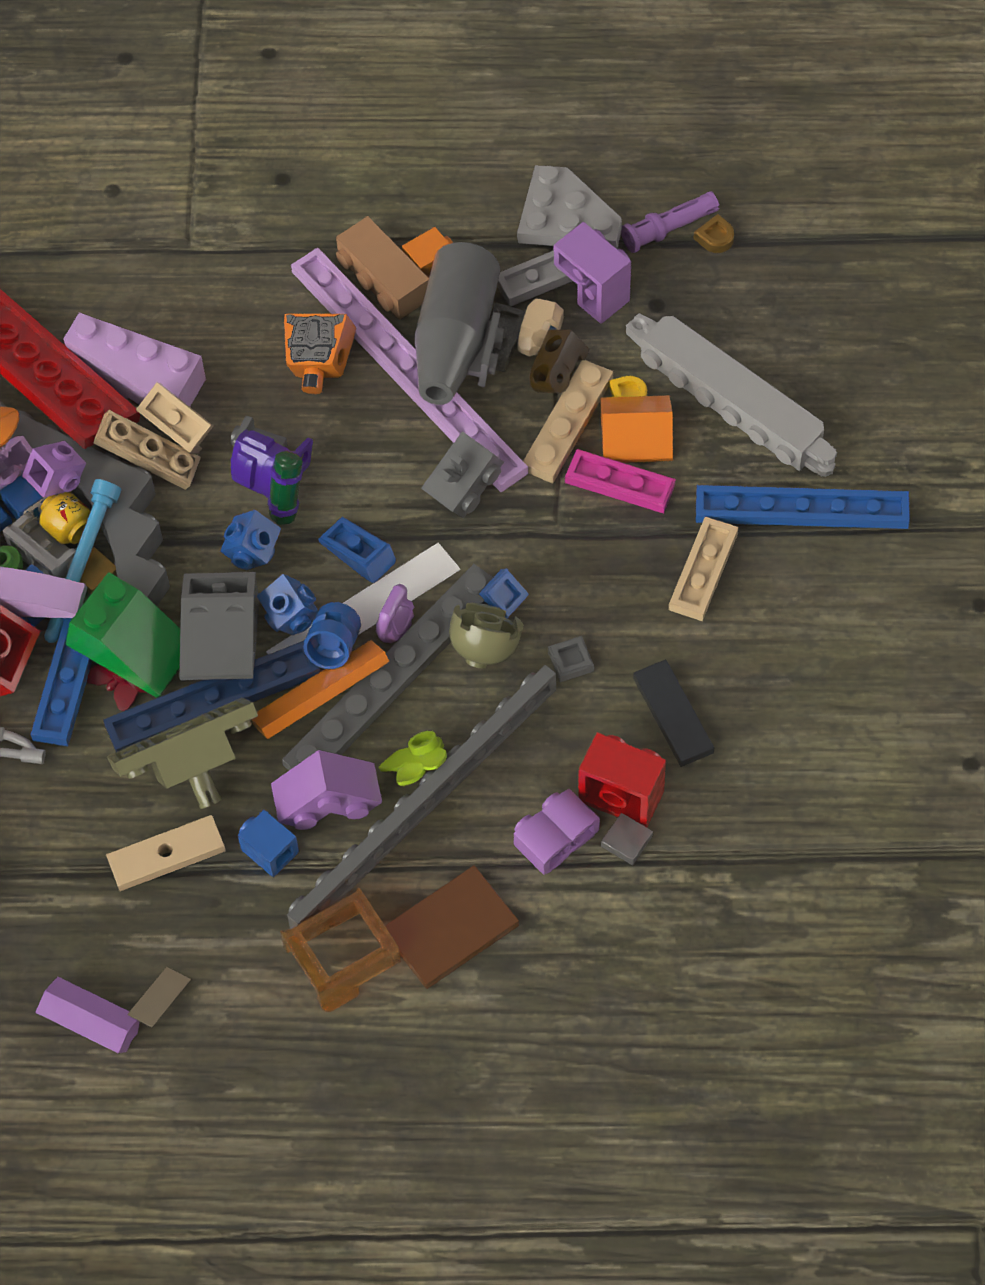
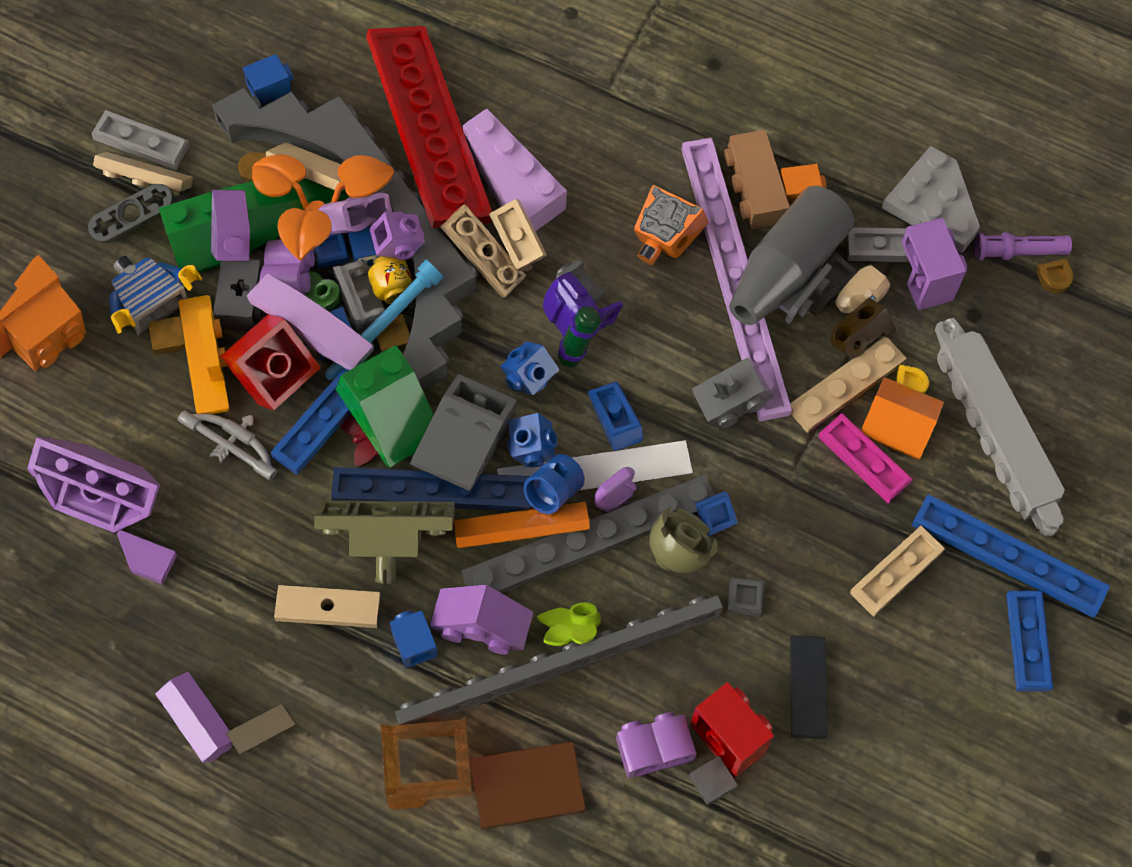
camera: 20 degrees right, 5 degrees up
(859, 576) = (1029, 641): none -> blue tile

